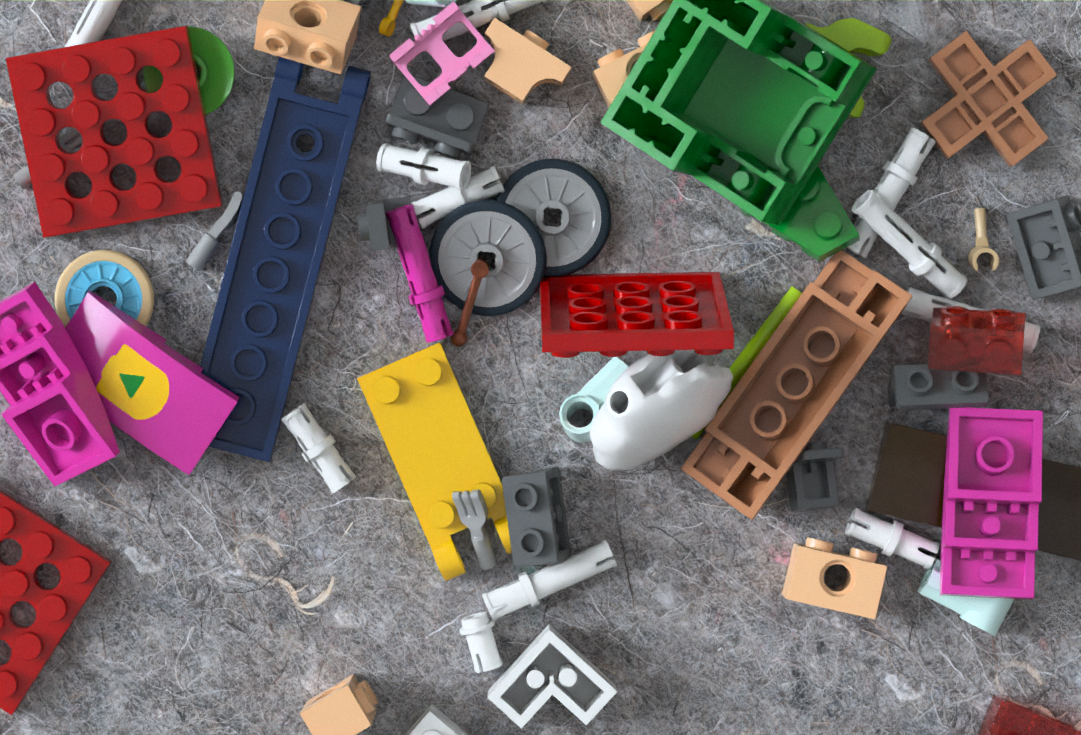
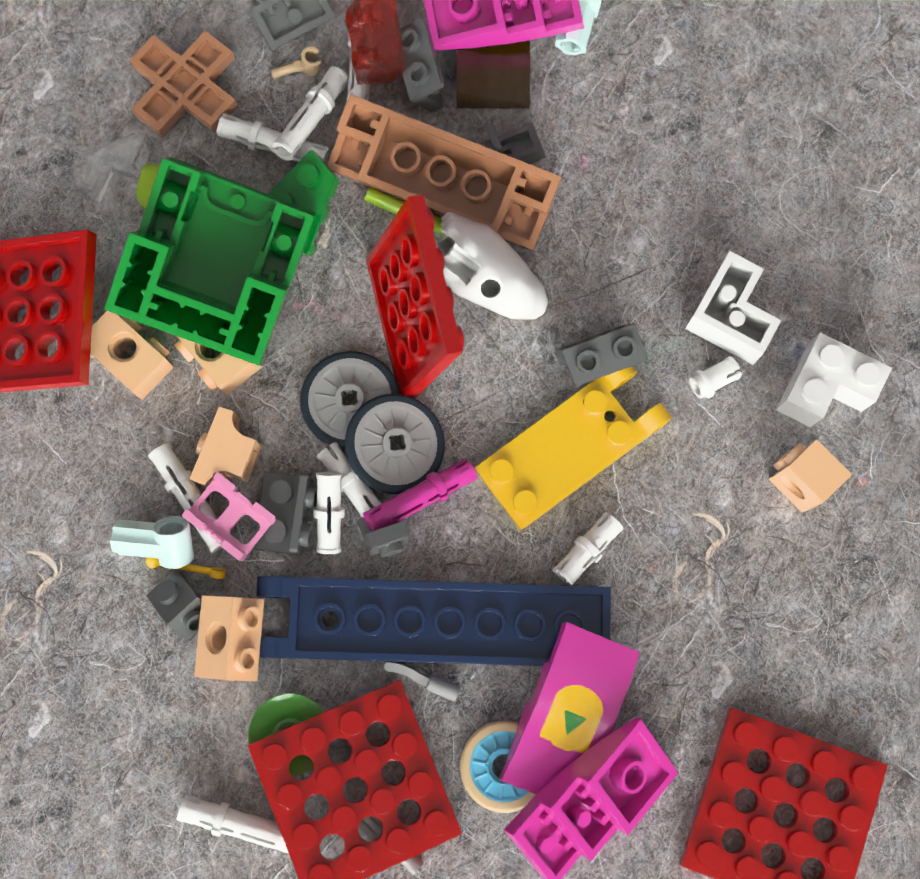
camera: 105 degrees left, 10 degrees down
(473, 514) = (612, 404): light grey piece -> none
(479, 270) = (405, 445): copper hinge -> none
(549, 580) = (655, 341): white pin -> none
(590, 398) = (491, 327): light aqua piece -> none
(858, 593) = (596, 93): light nougat brick -> none
(892, 538) = (547, 80): white pin -> none

